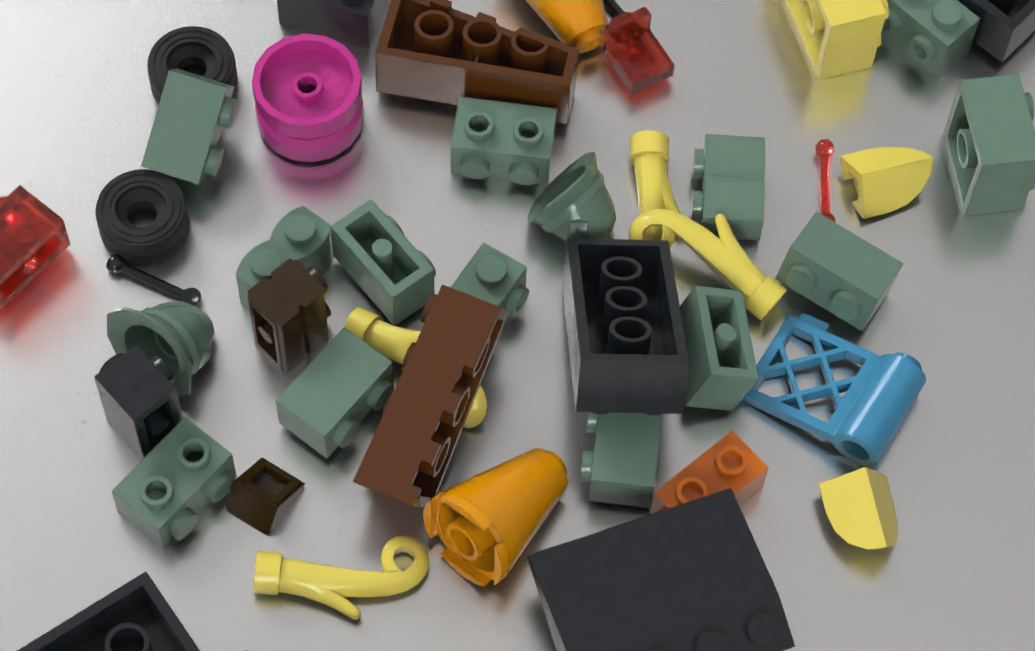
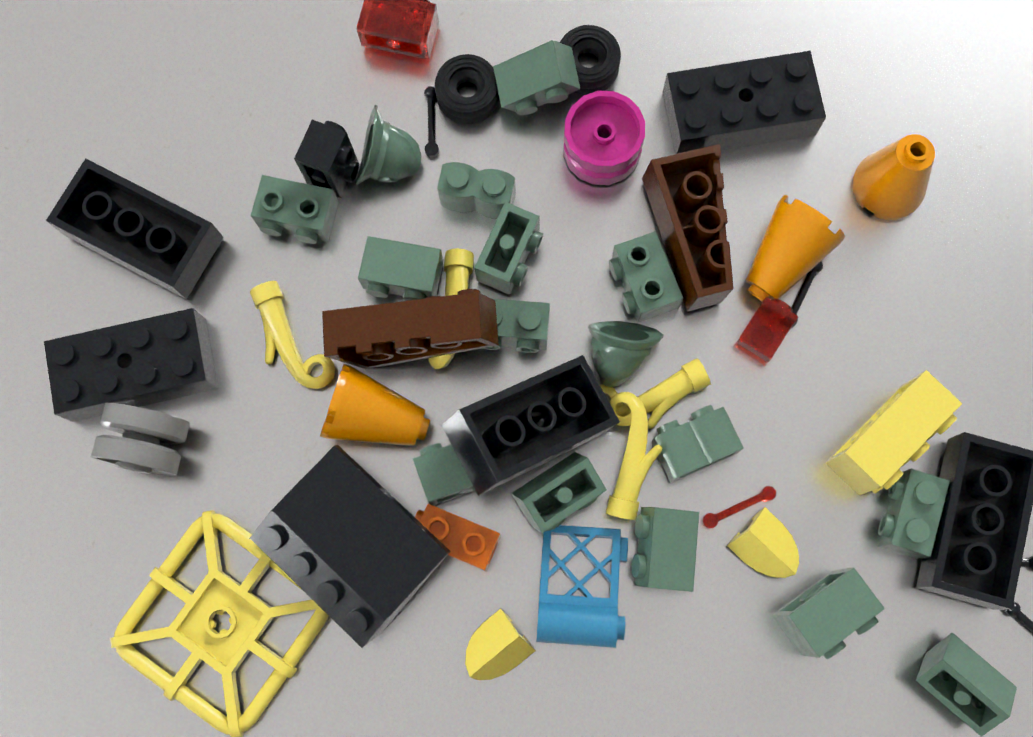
camera: 70 degrees right, 15 degrees up
(263, 495) = (321, 264): dark brown slope -> none
(289, 314) = (435, 211): dark brown brick -> none

